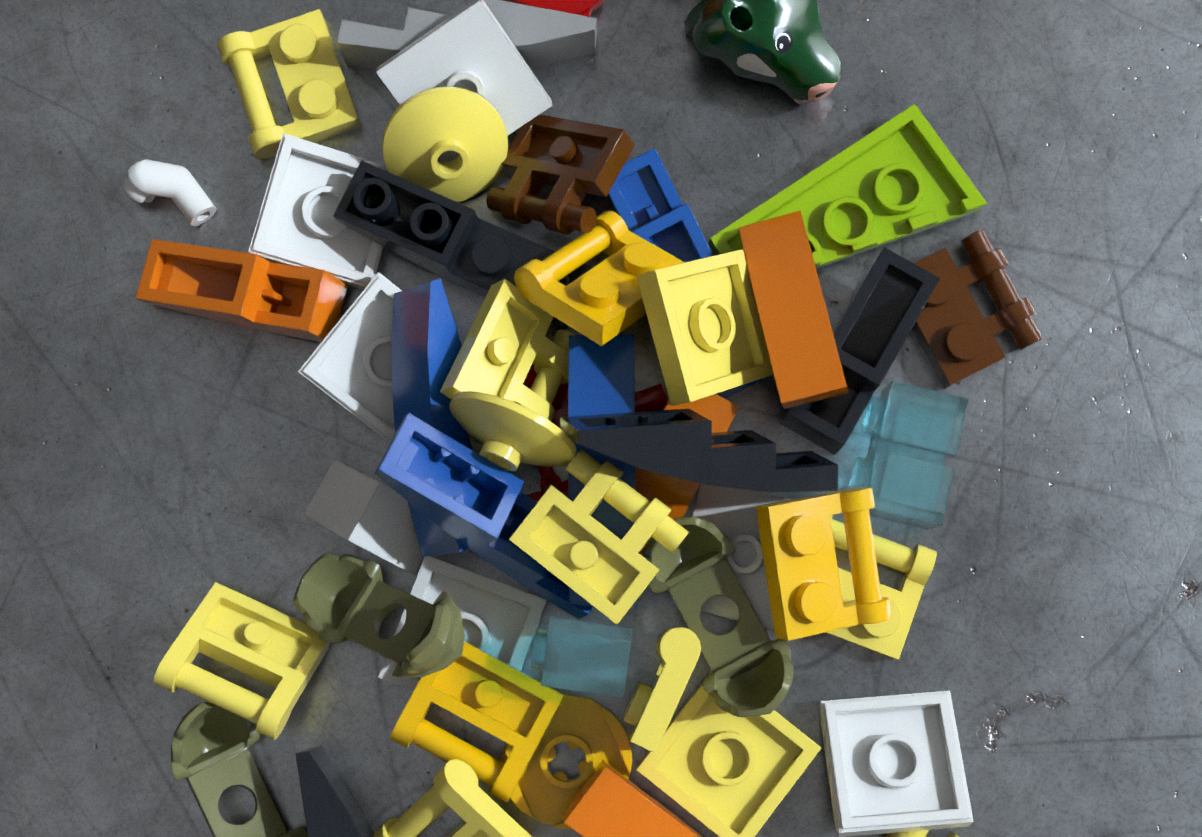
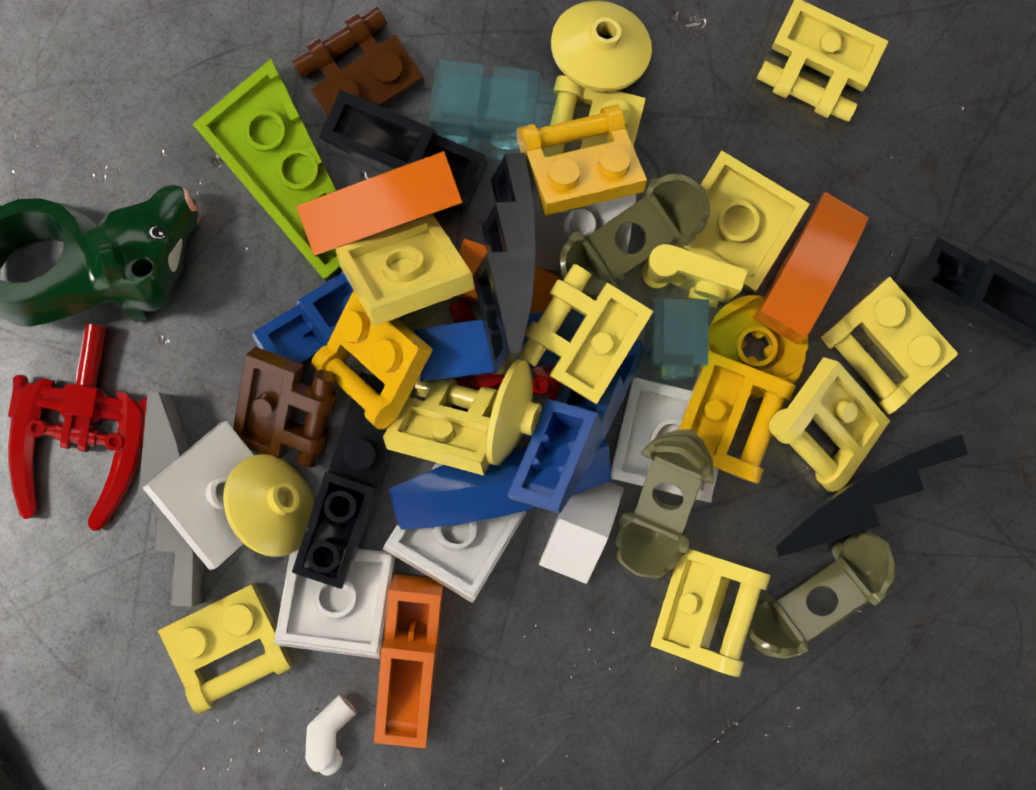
camera: 95 degrees left, 5 degrees up
(894, 764) = (726, 94): white plate -> none
(948, 605) = (598, 61): none -> light yellow dish

